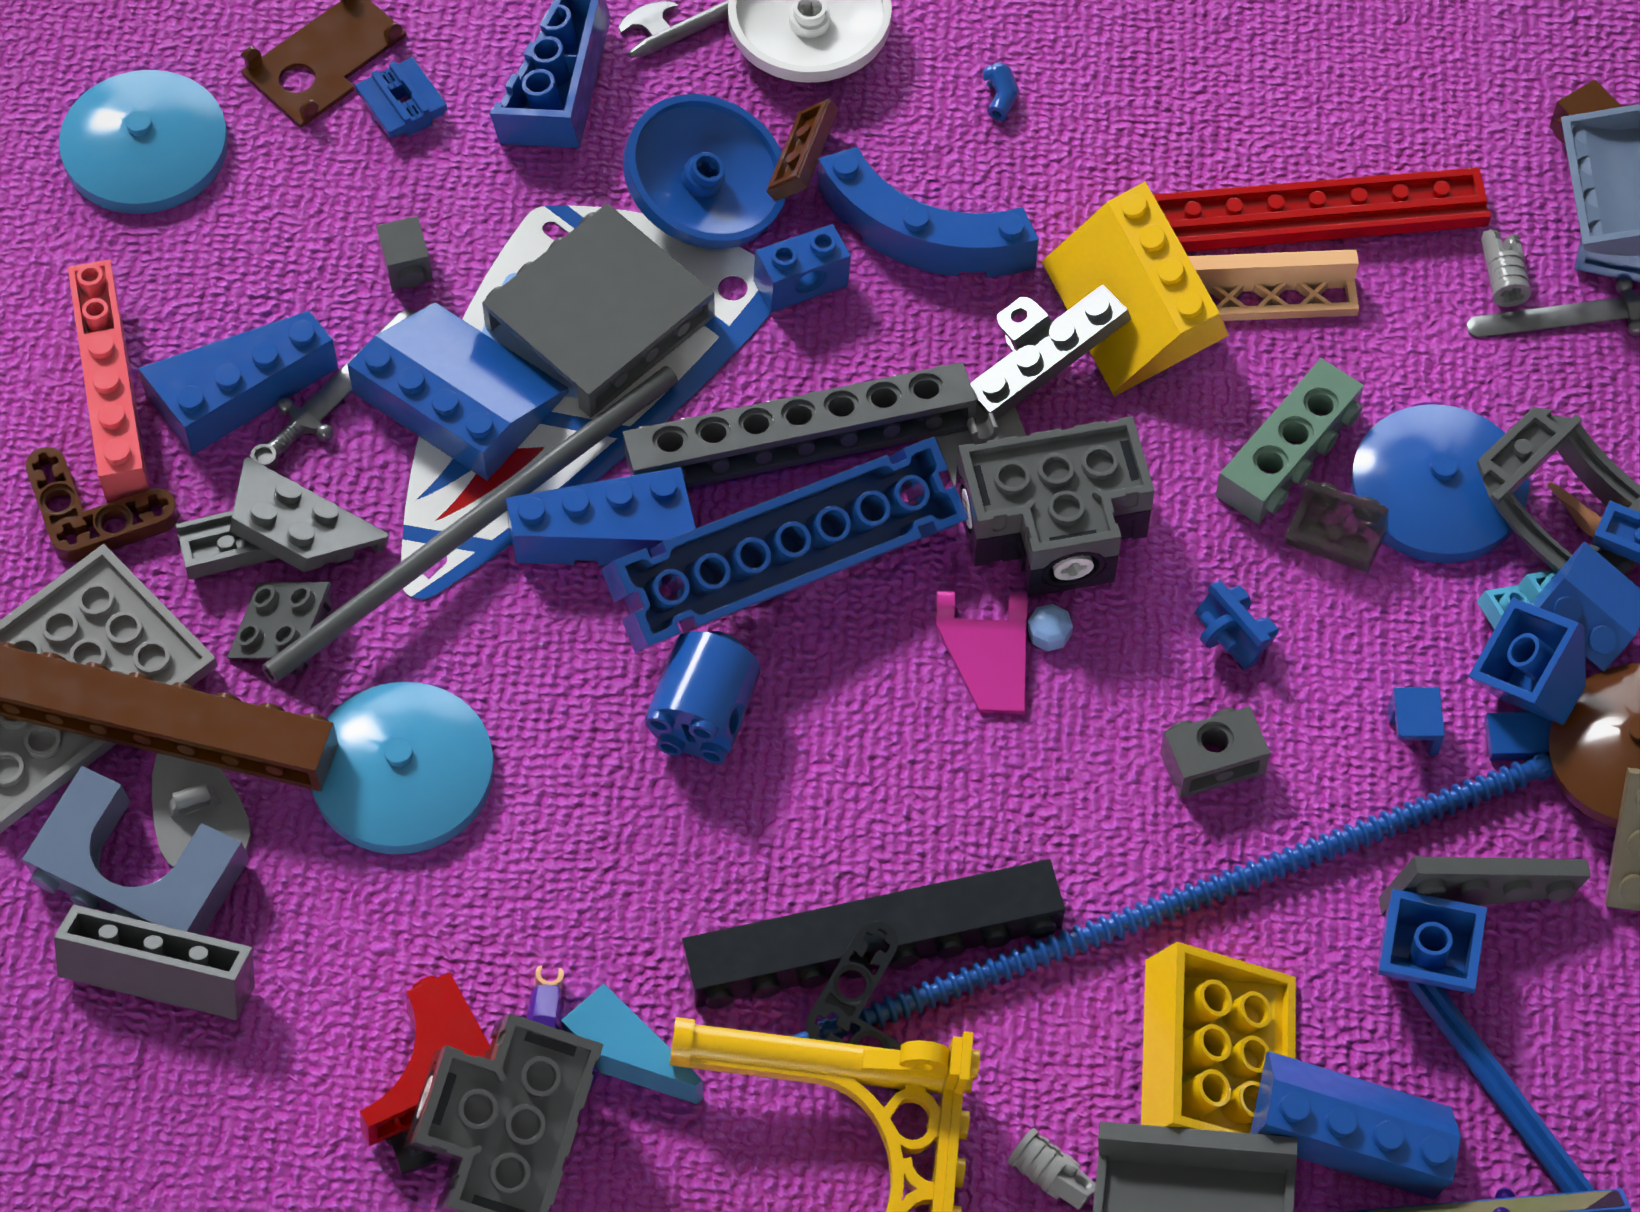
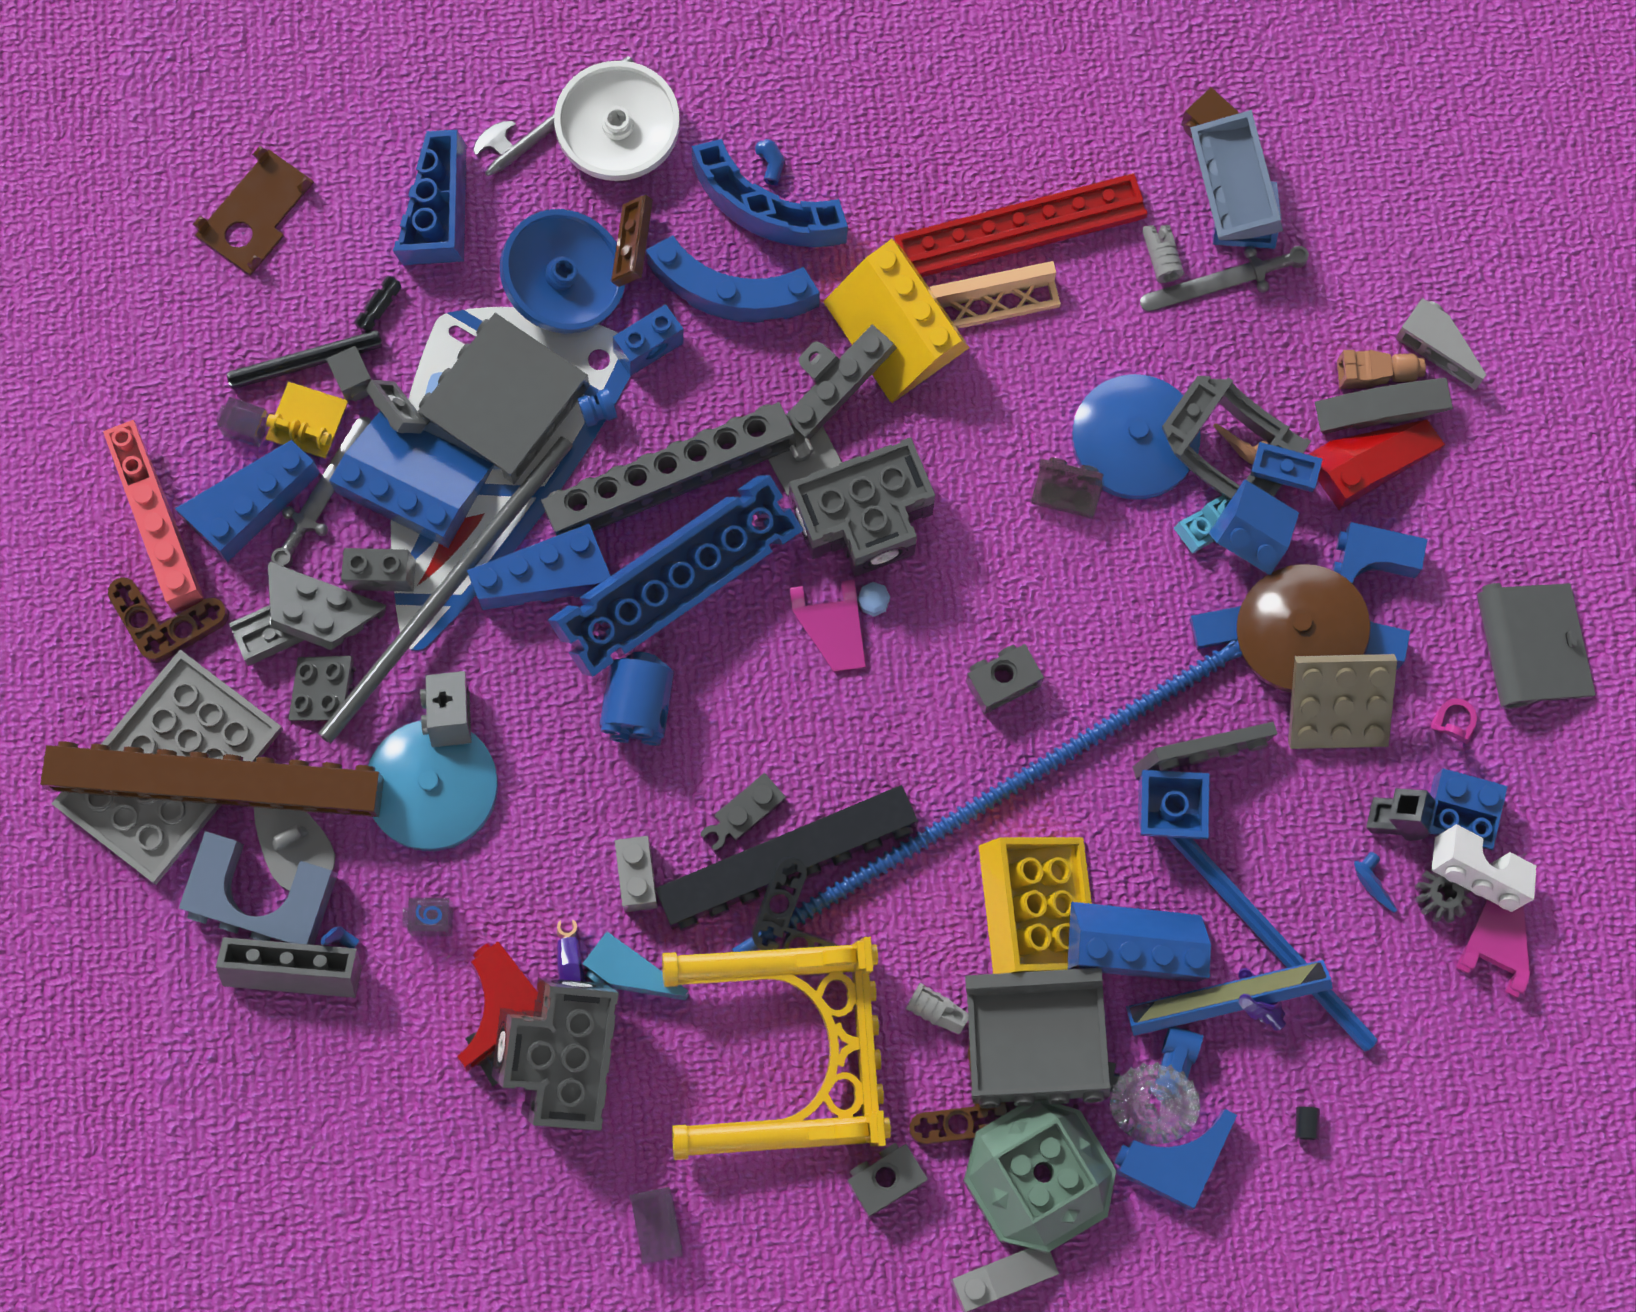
camera: 10 degrees left, 15 degrees up
(143, 141) = (134, 308): dark azure dish -> none
(230, 932) = (340, 935): none -> blue bar
(252, 288) = (242, 421): none -> clear purple brick
(337, 296) = (306, 419): none -> yellow hinge
(339, 230) = (301, 360): none -> black axle
(361, 931) = (428, 917): none -> clear purple brick
(388, 486) = (378, 569): none -> dark grey brick
(399, 81) = (320, 258): blue piece -> none
(442, 668) = (446, 709): none -> brick
(454, 297) = (395, 406): none -> dark grey plate
(457, 180) = (377, 304): none -> black axle
(659, 920) = (636, 874): none -> light grey brick
(719, 338) = (597, 407): none -> blue wheel
(824, 868) = (745, 811): none -> dark grey plate
(980, 140) = (763, 211): none -> blue brick
(1232, 626) = (1002, 578): blue hips -> none
(1320, 391) = (1043, 378): sand green brick -> none
(1418, 715) = (1143, 629): blue panel -> none
(1534, 661) = (1220, 579): blue slope -> none

